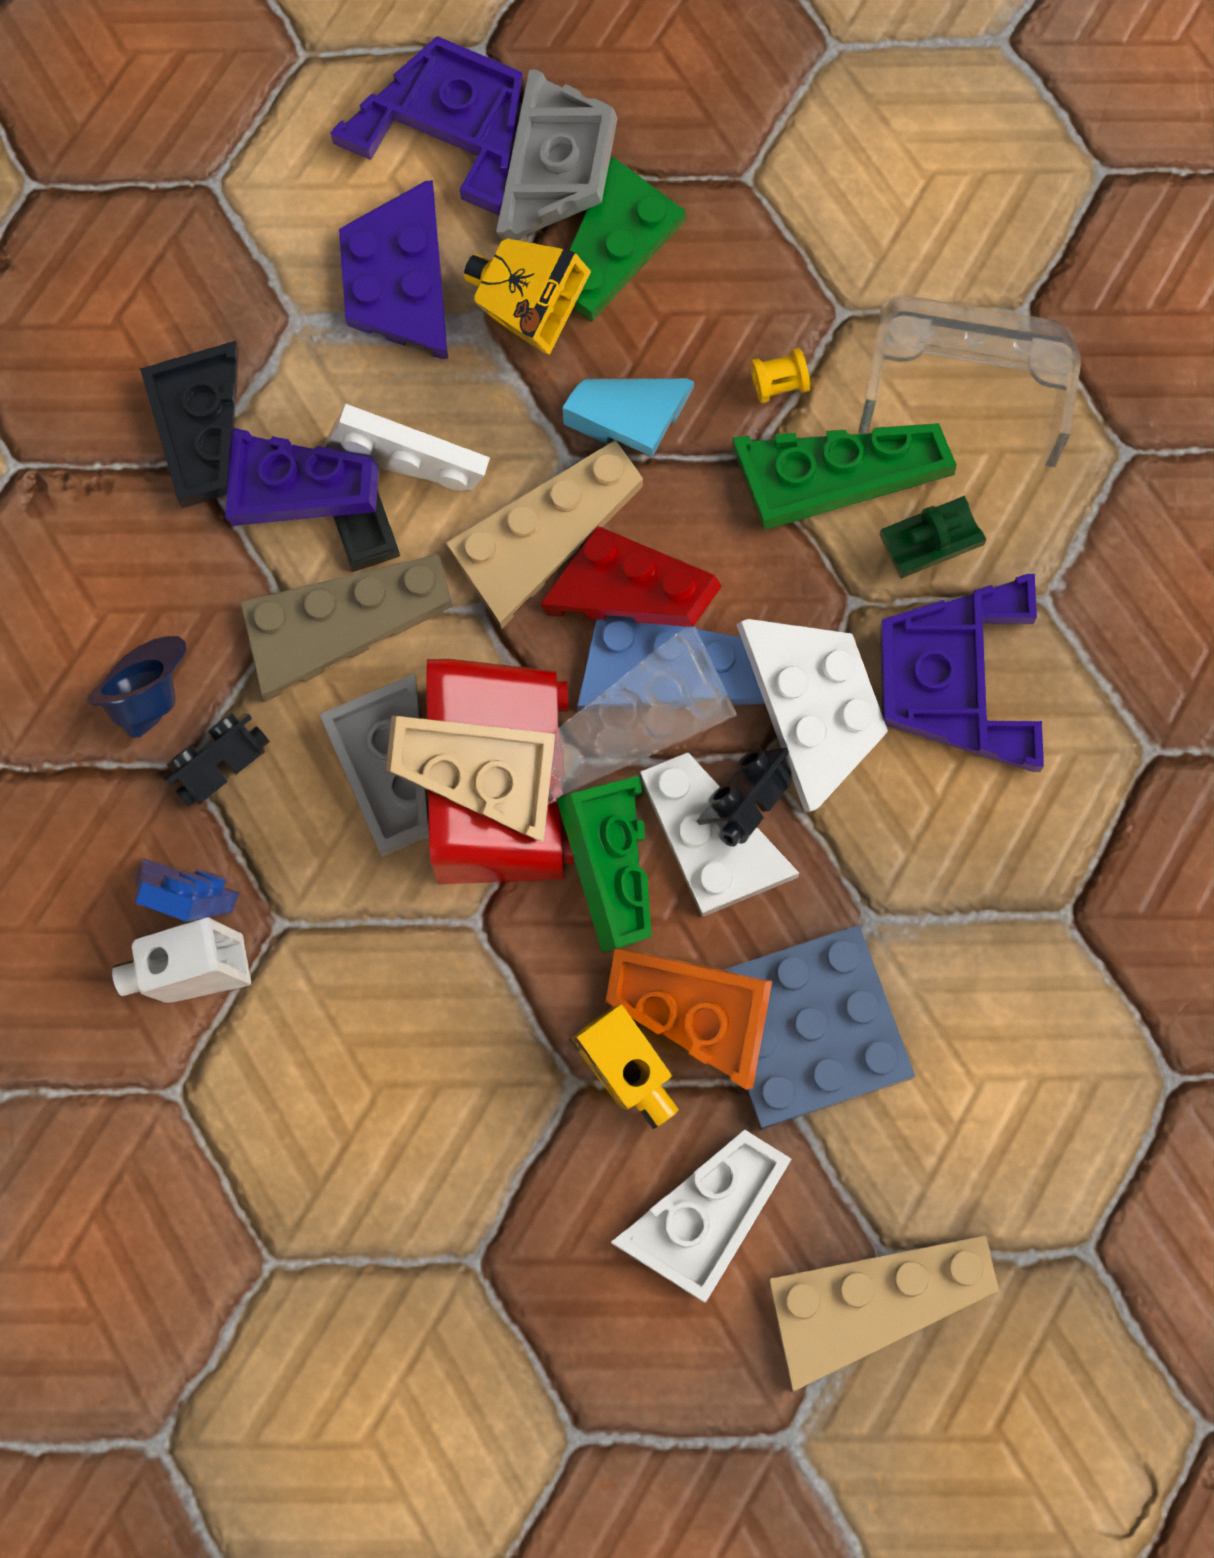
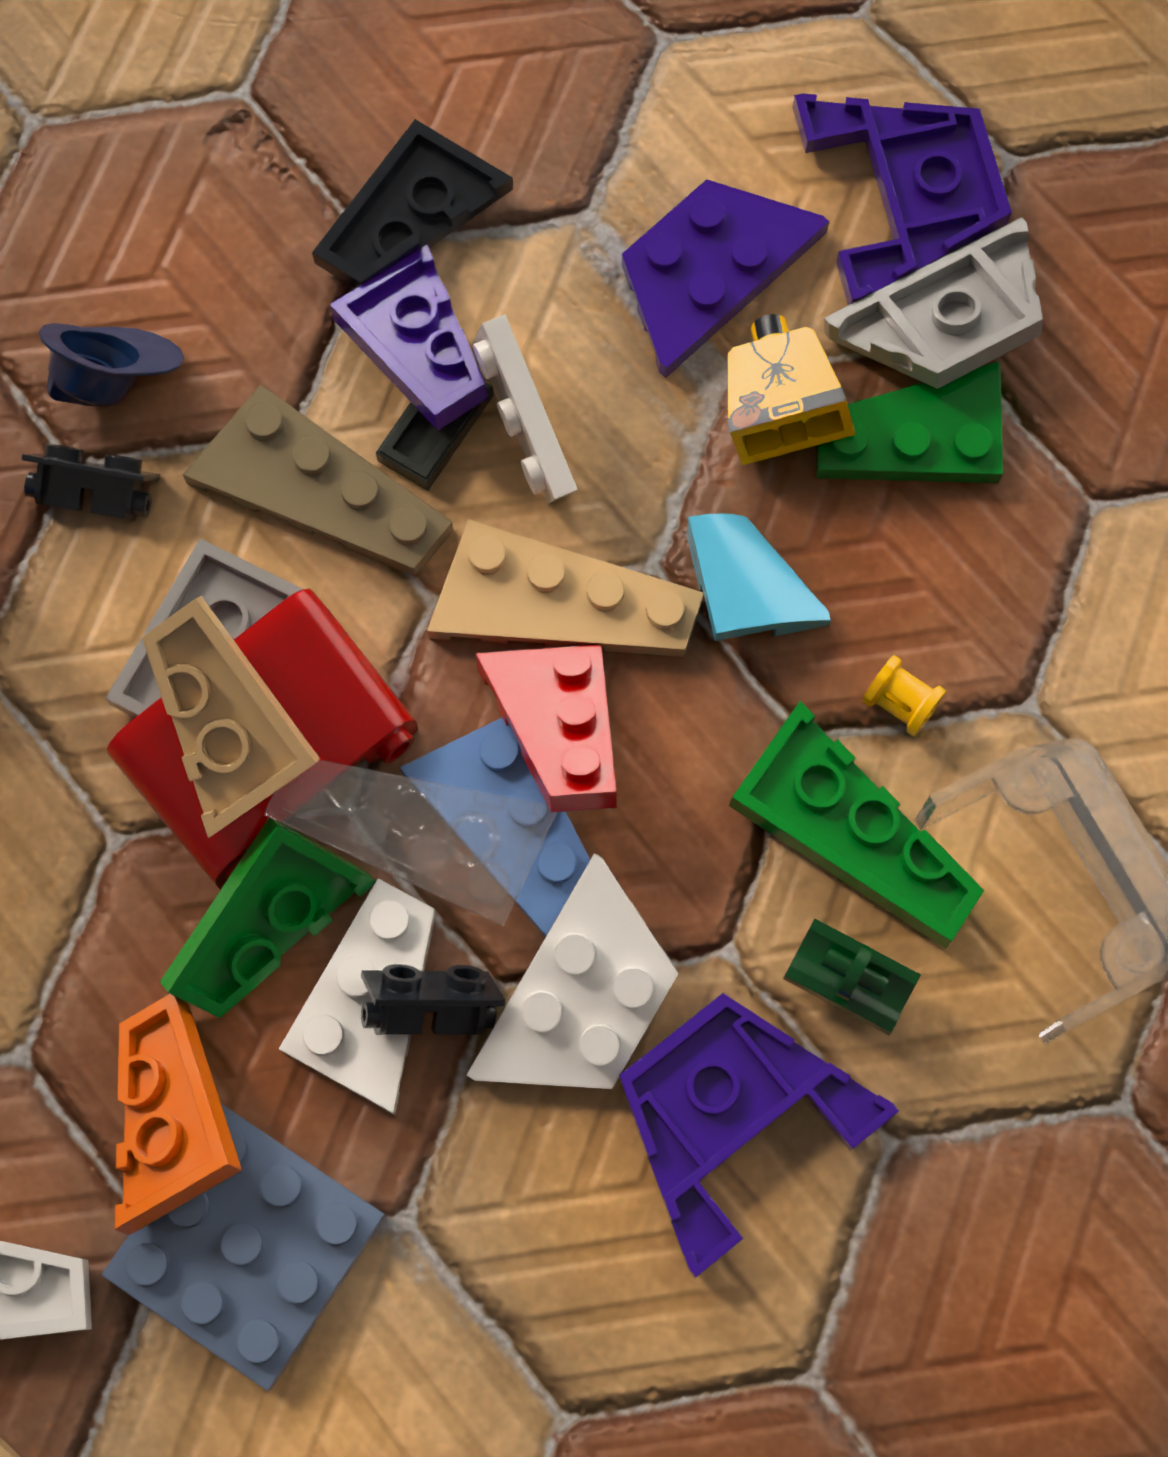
camera: 50 degrees right, 0 degrees up
(608, 1046) = (65, 1064): yellow torso -> none

